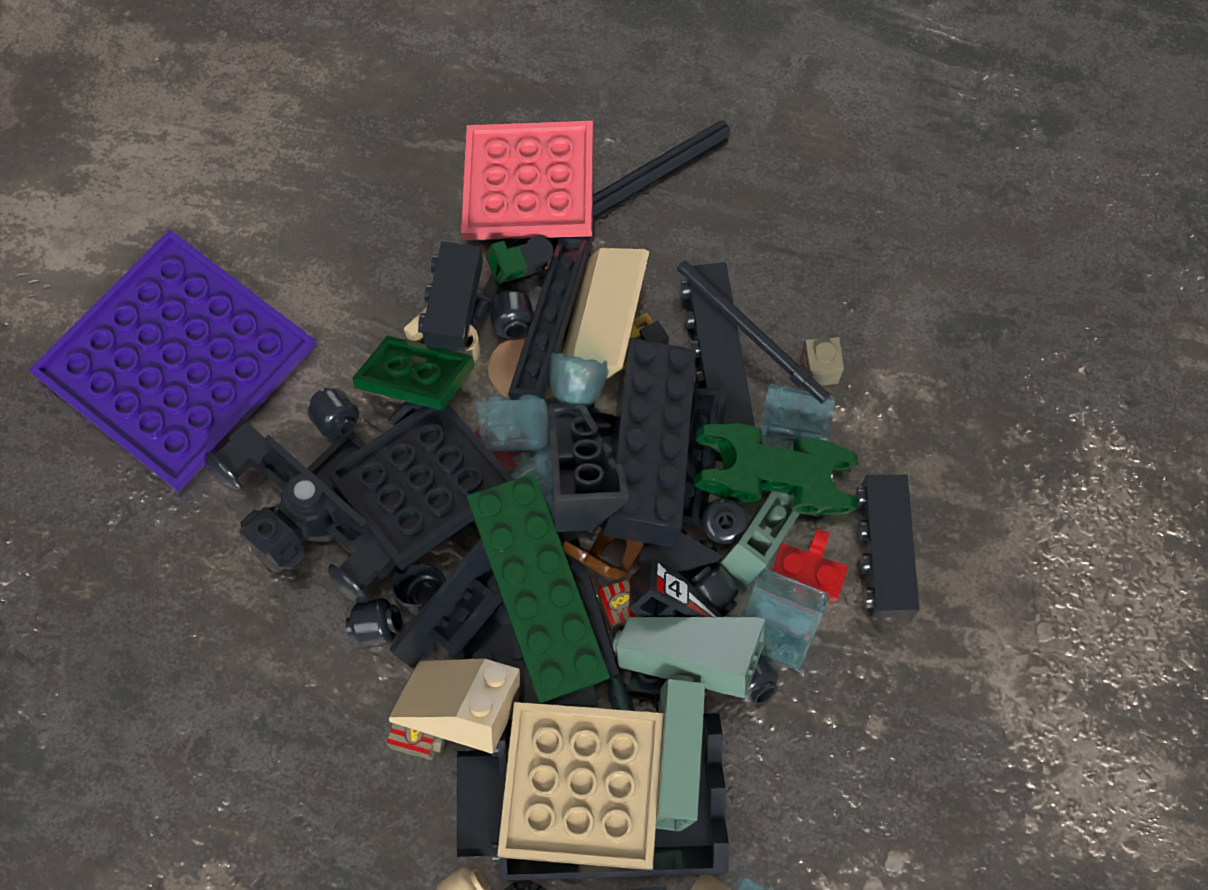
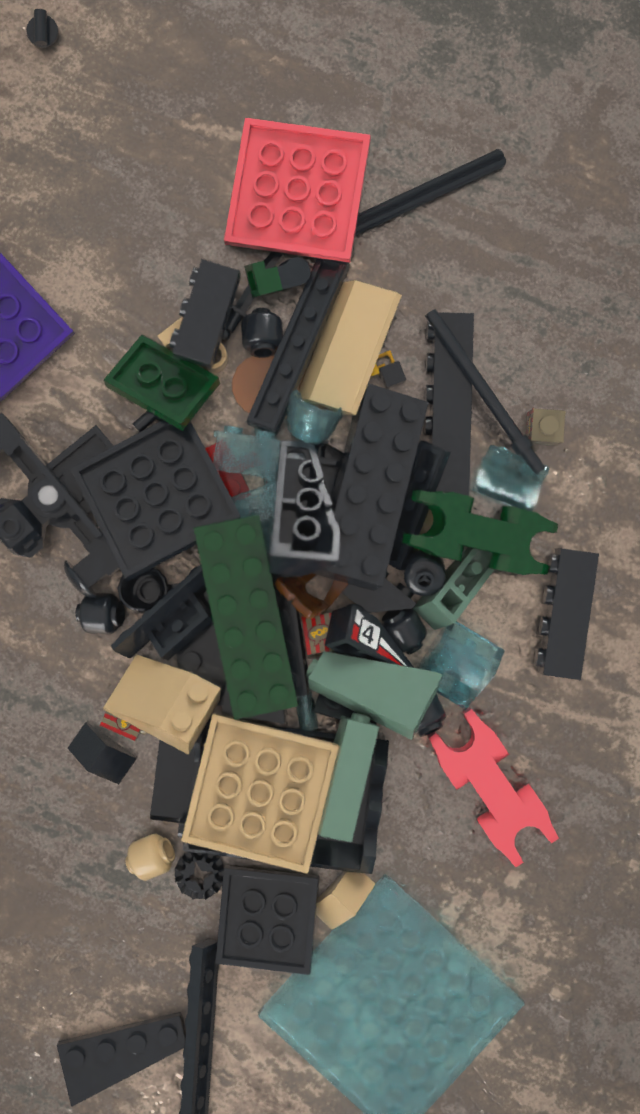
camera: 10 degrees right, 20 degrees up
(258, 80) = (42, 29): none -> black plate
(333, 412) = (83, 409): black head -> none
(392, 784) = (101, 754): none -> black slope
(811, 567) = (493, 621): red plate -> none
(867, 770) = (508, 809): none -> coral piece

